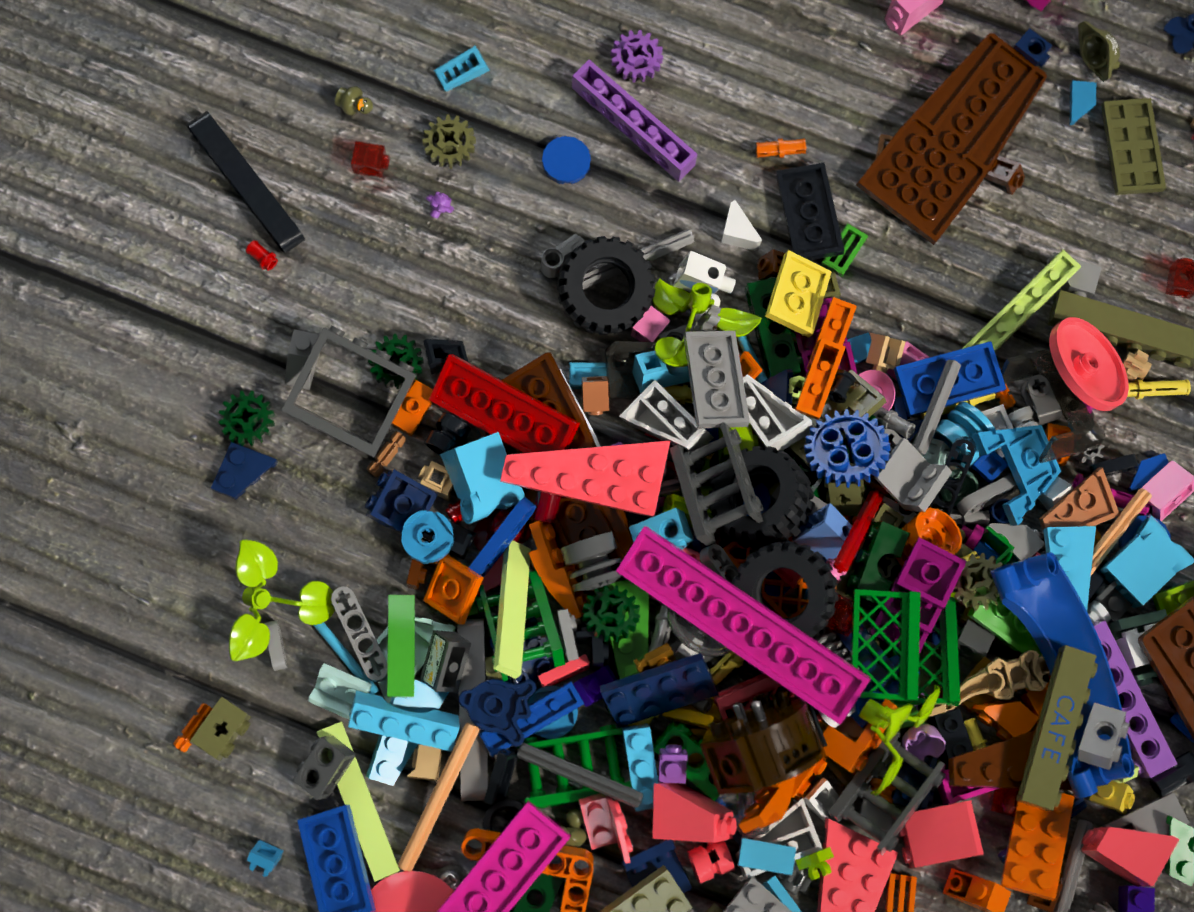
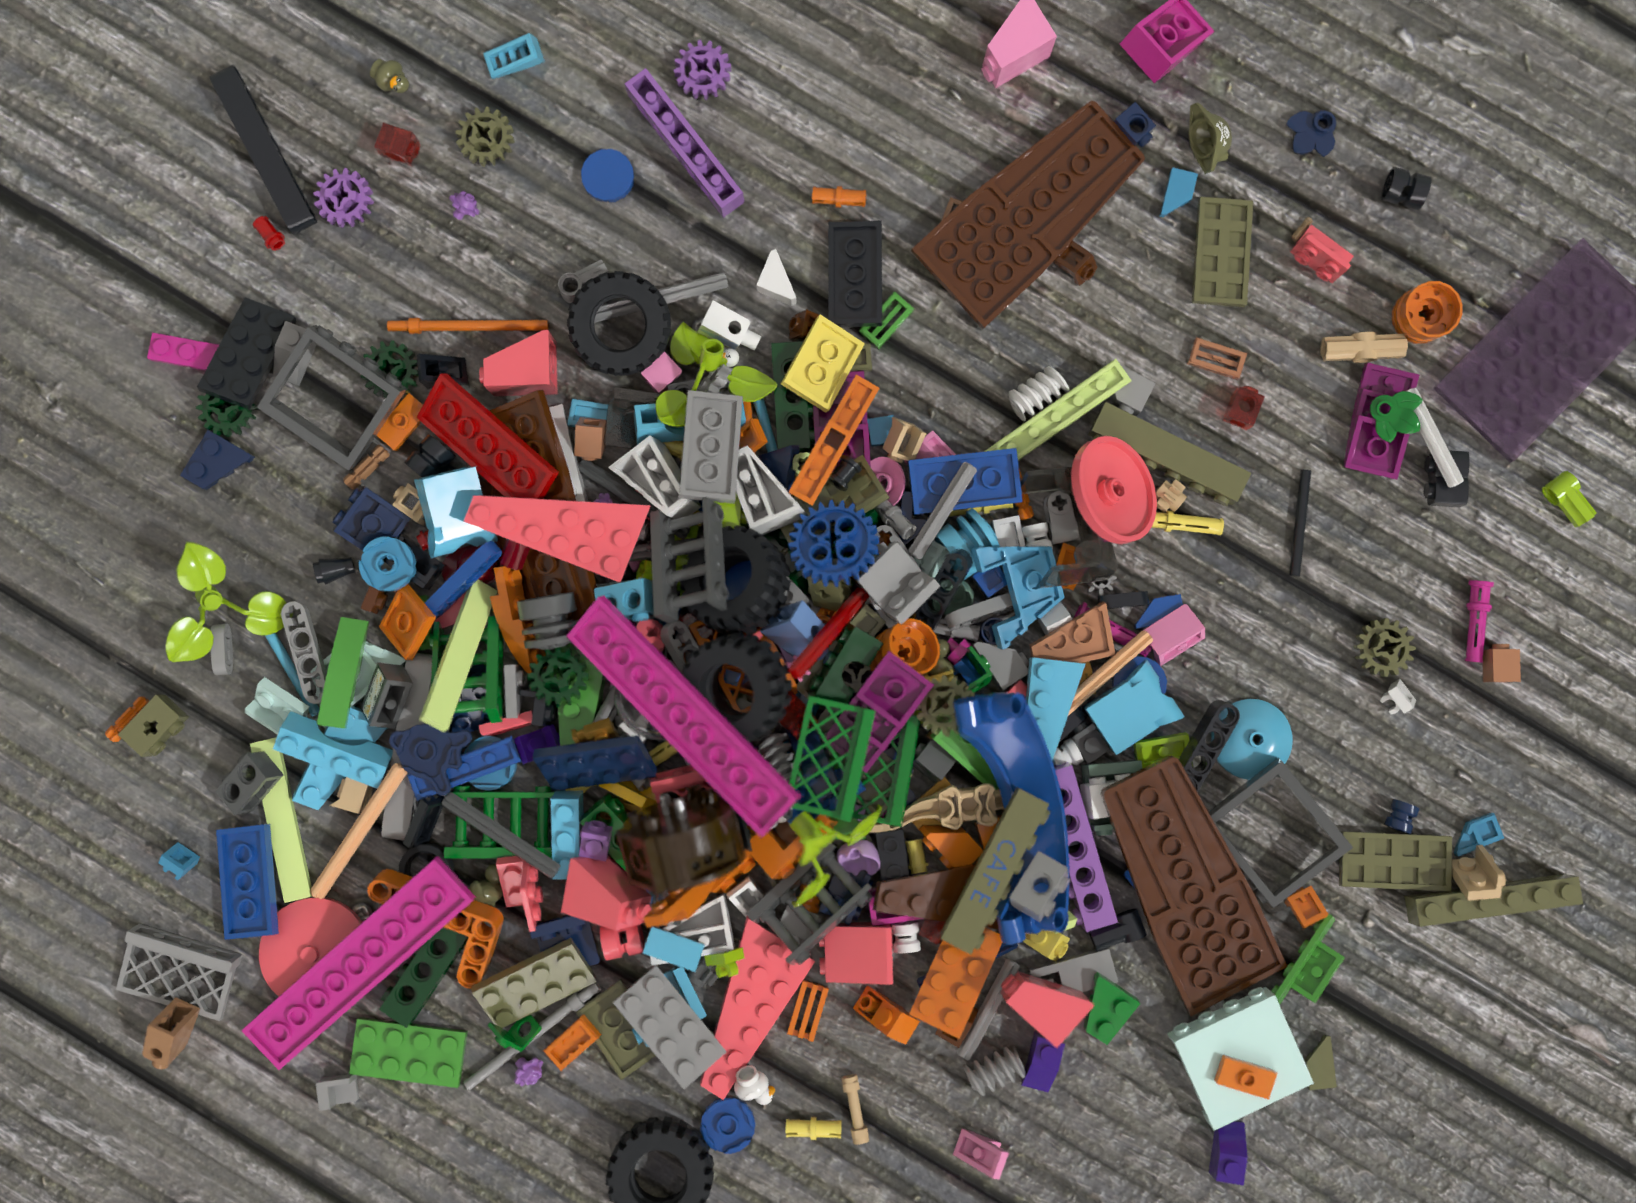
camera: 15 degrees right, 10 degrees up
(215, 375) = (181, 351): none -> dark pink plate
(259, 366) = (245, 354): none -> black plate
(316, 211) = (337, 188): none -> medium lavender gear
(370, 553) = (332, 569): none -> black cone
(412, 318) = (416, 325): none -> orange bar
(521, 339) = (522, 367): none -> coral slope
(984, 819) = (904, 942): none -> white wheel
(996, 291) = (1036, 391): none -> white piece
(1128, 245) = (1215, 368): none -> nougat tile

